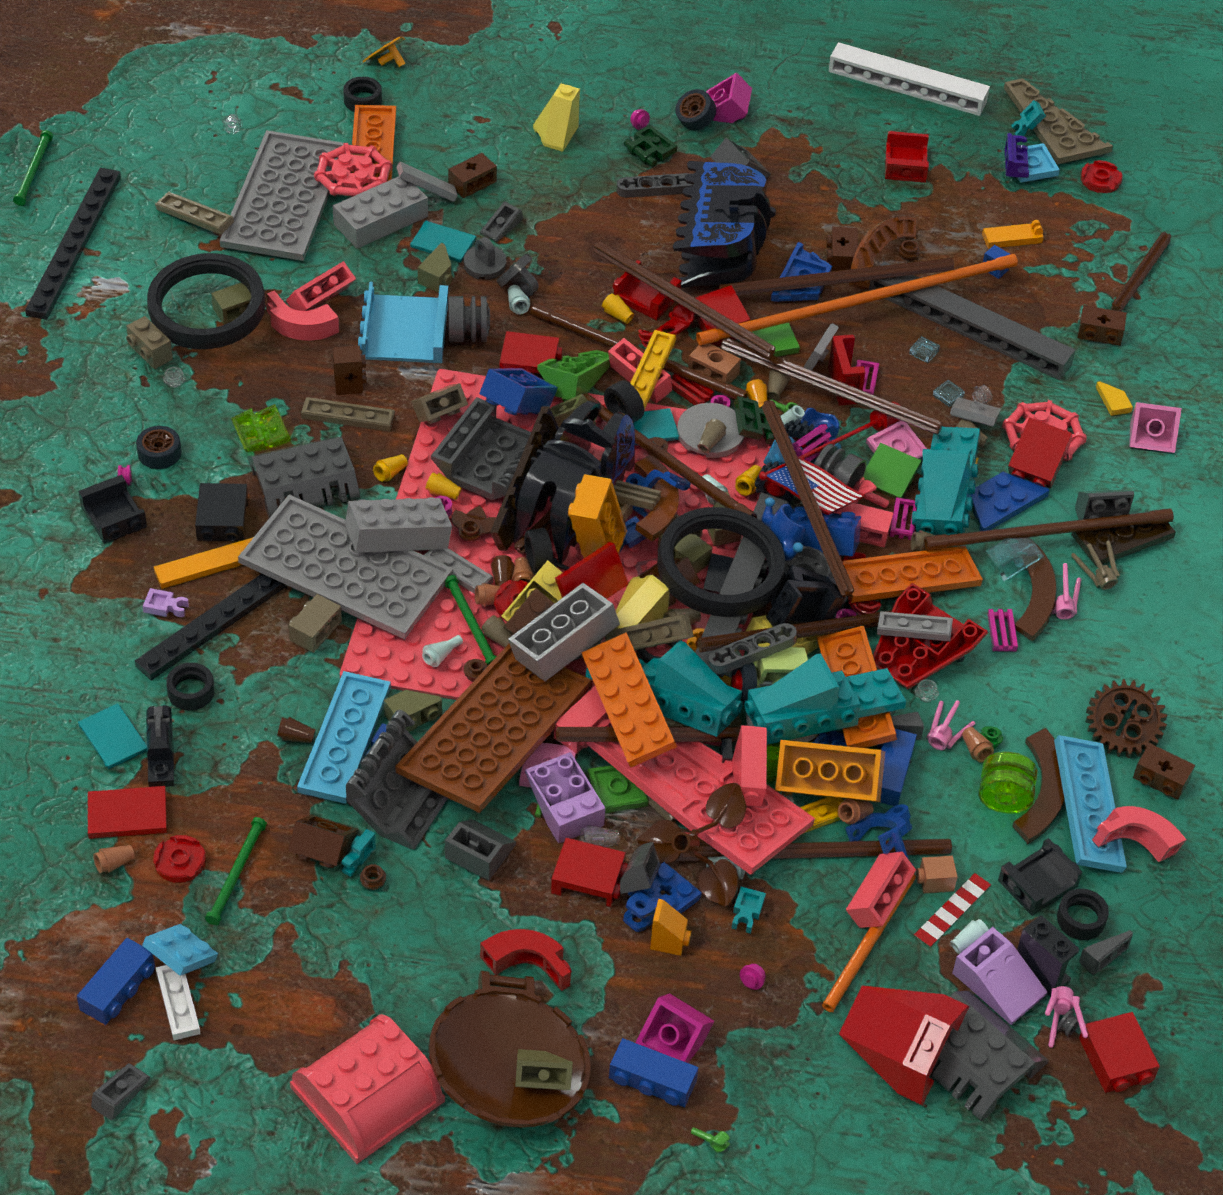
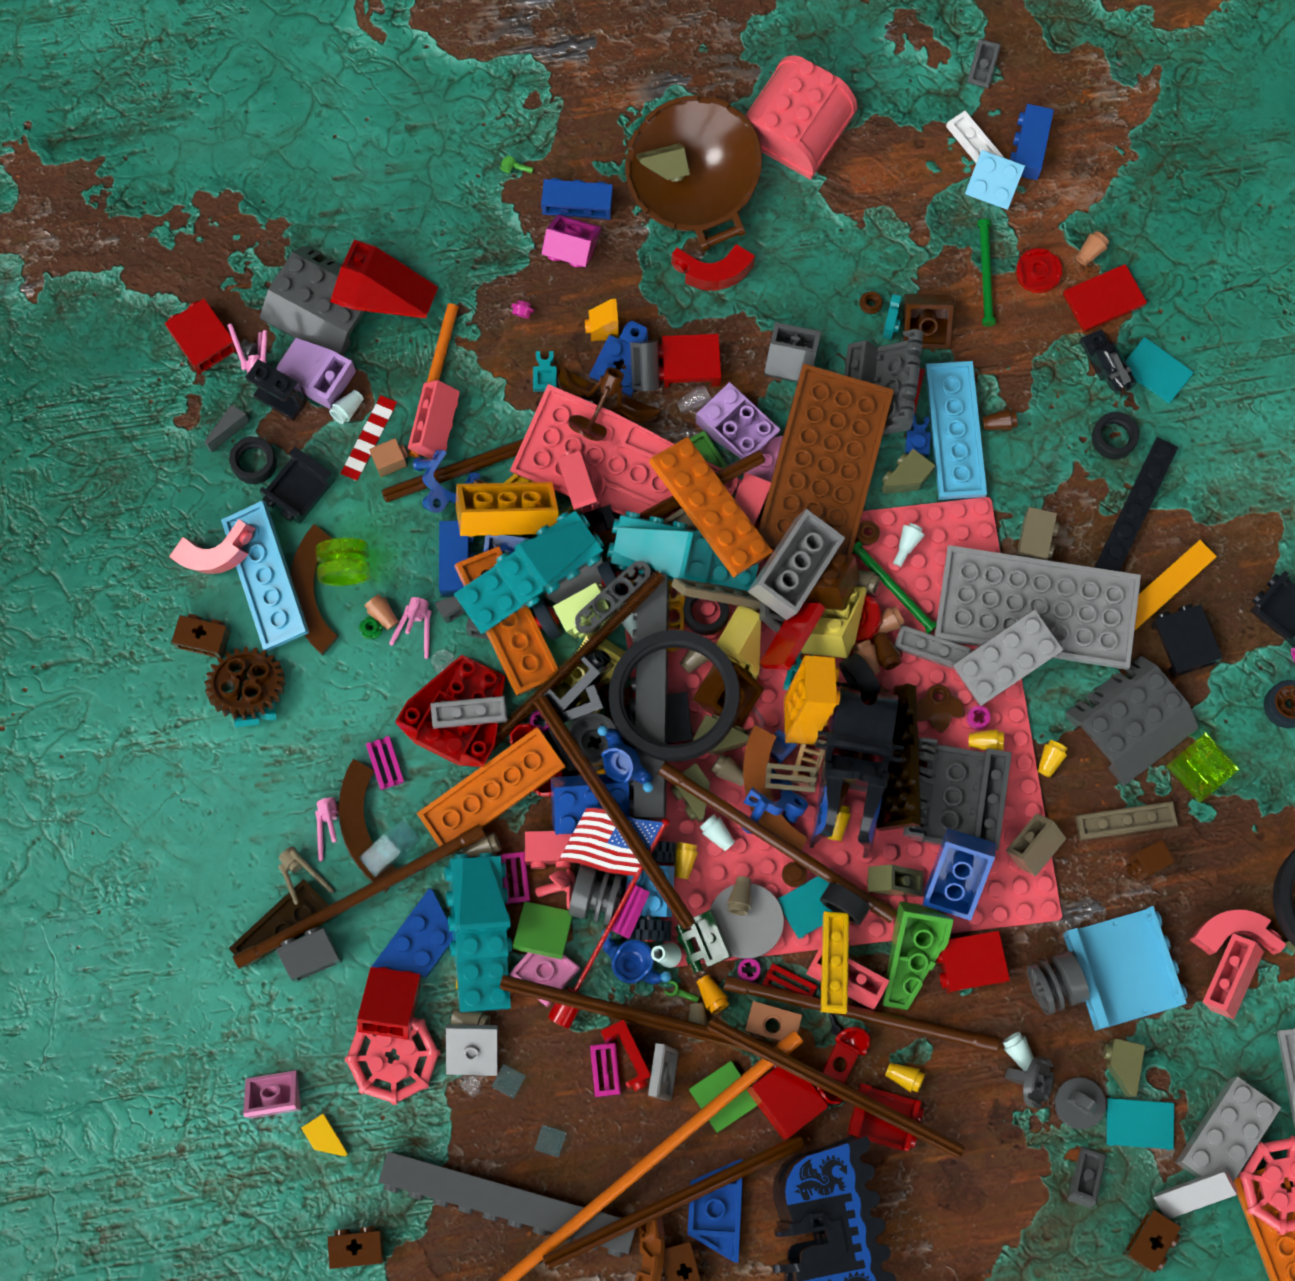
camera: 165 degrees right, 25 degrees up
(162, 602) = (1187, 517): lavender plate -> none

